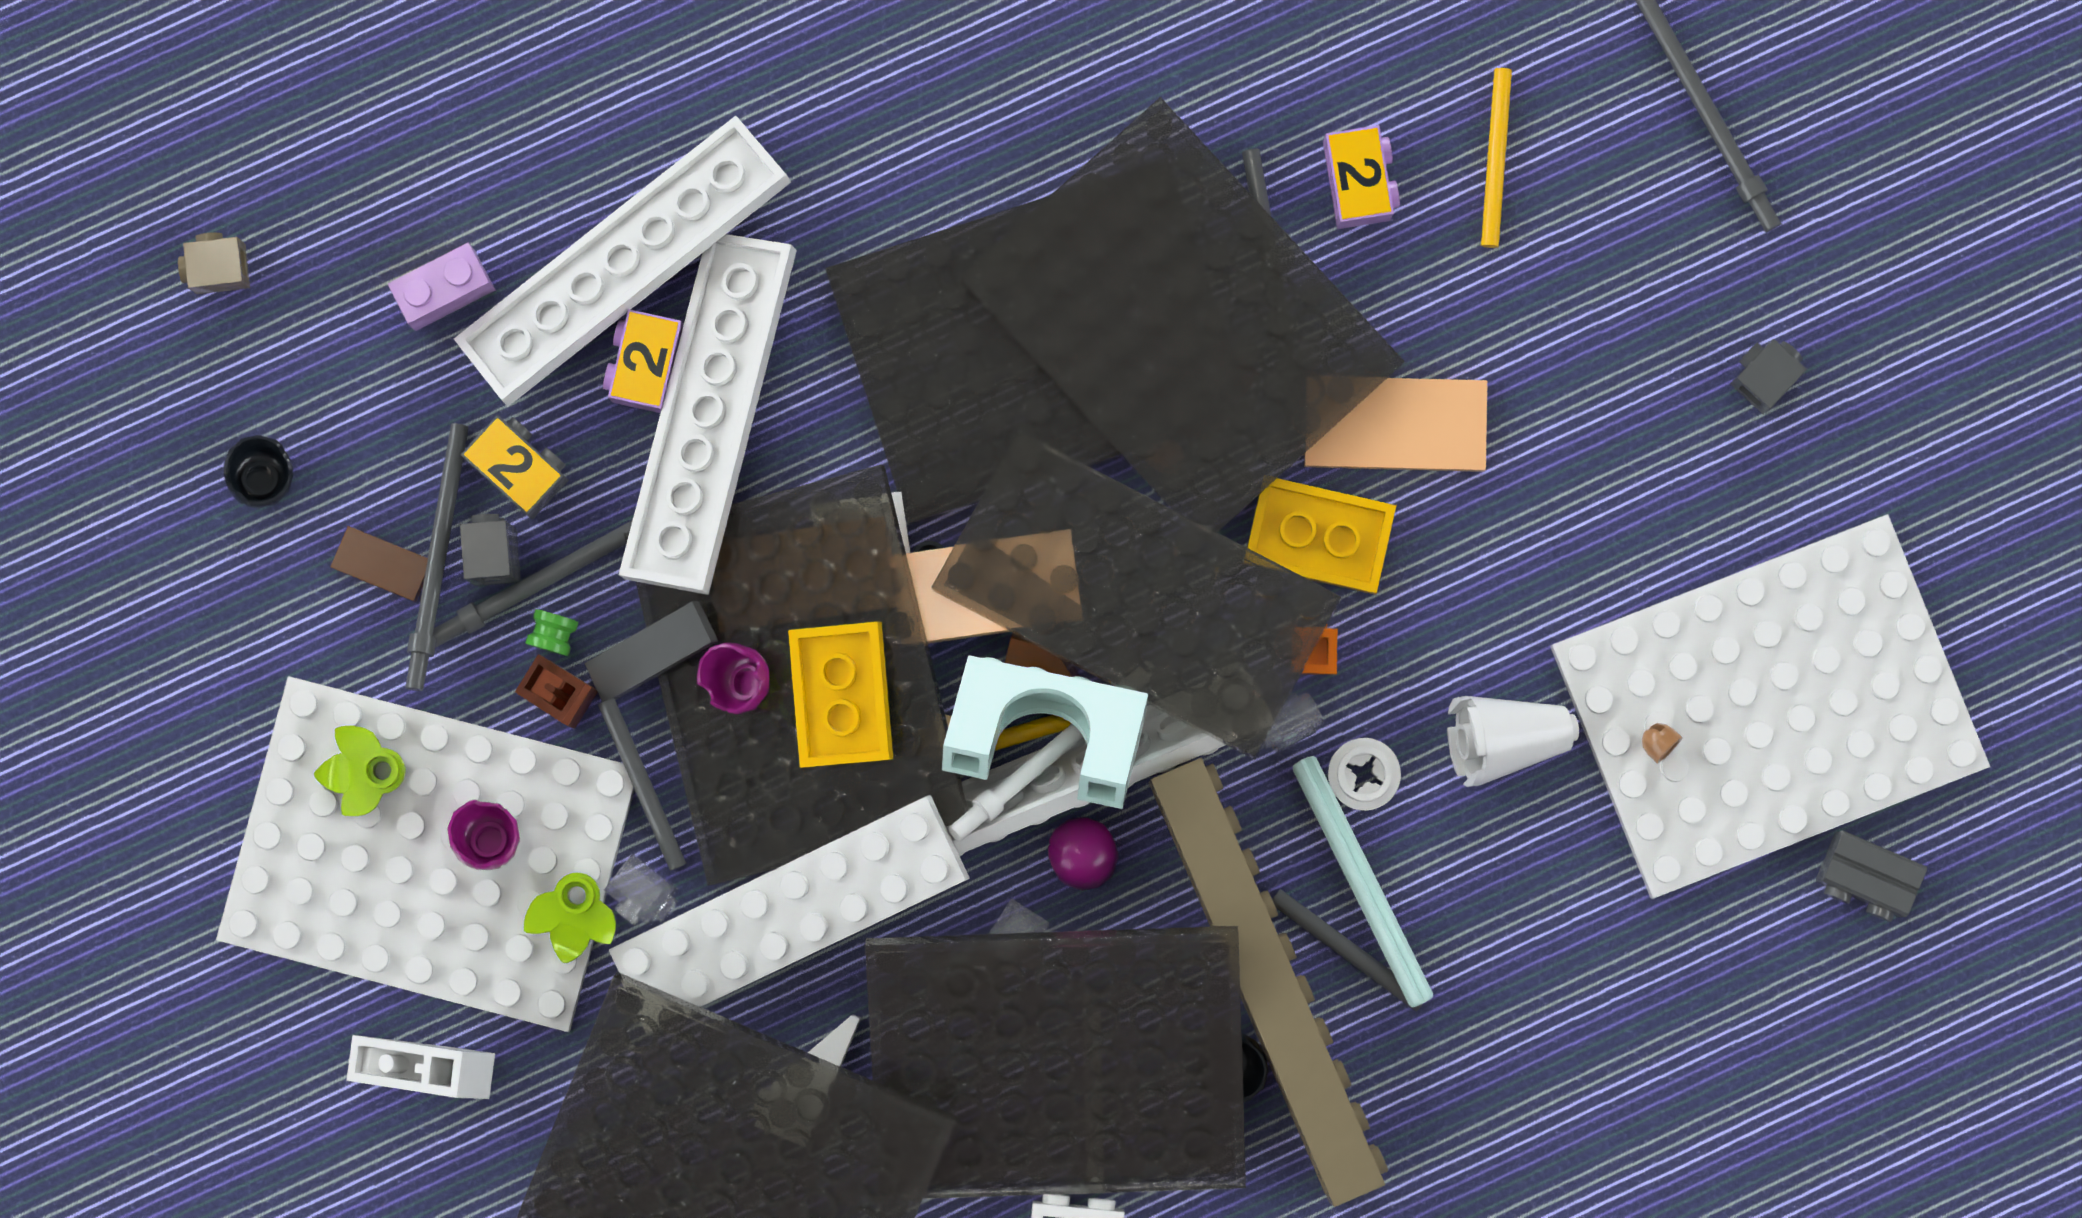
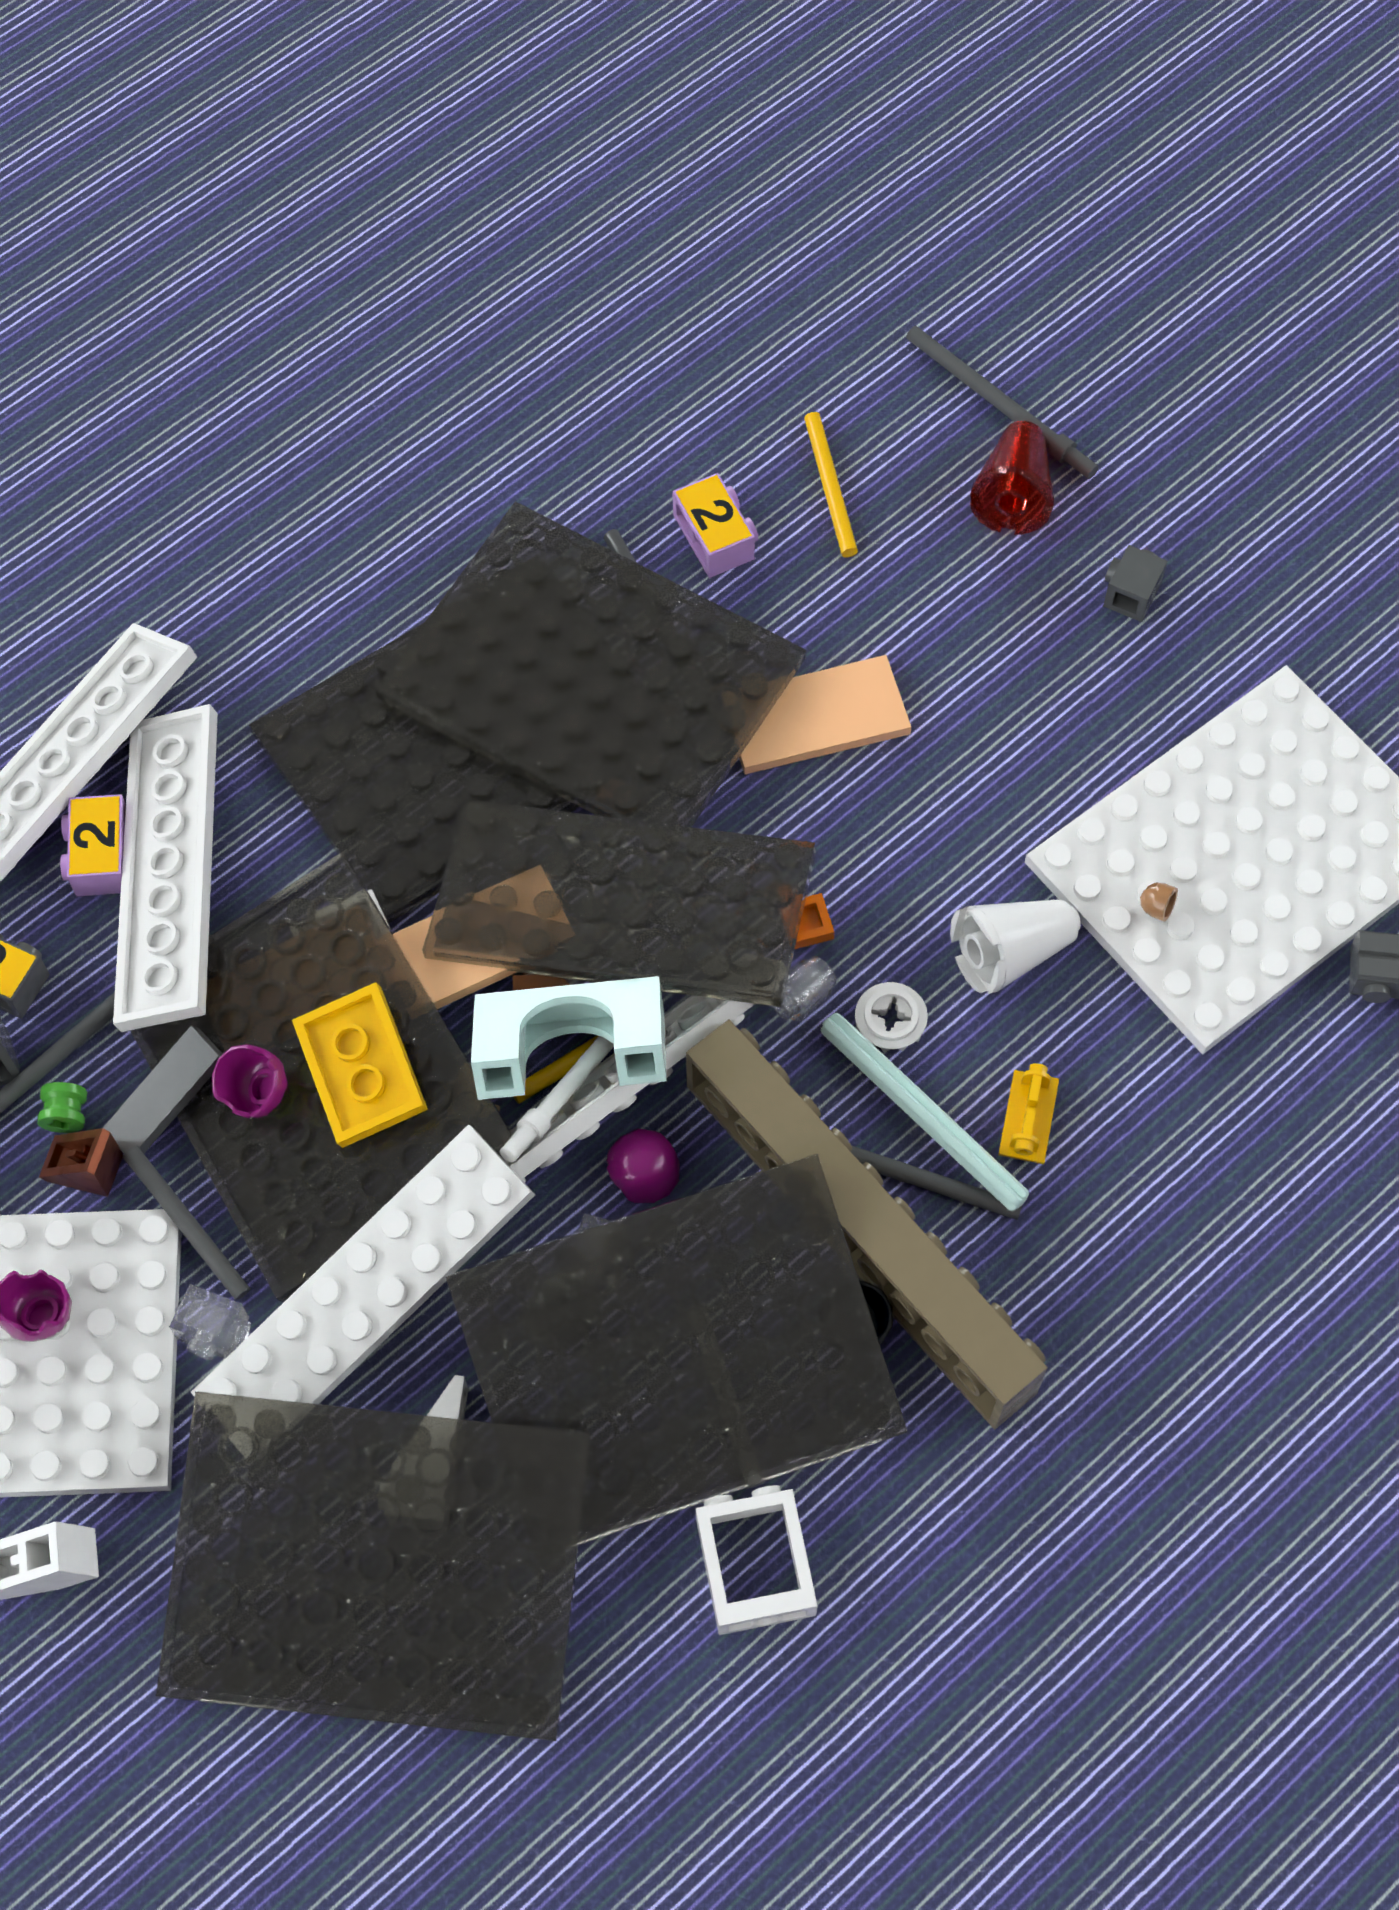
camera: 15 degrees left, 20 degrees down
(570, 923) = (142, 1371): lime plate -> none
(1323, 534) = (785, 809): yellow plate -> none
(1461, 914) = (1029, 1114): none -> yellow hinge
(1688, 219) = (1015, 482): none -> clear red cone

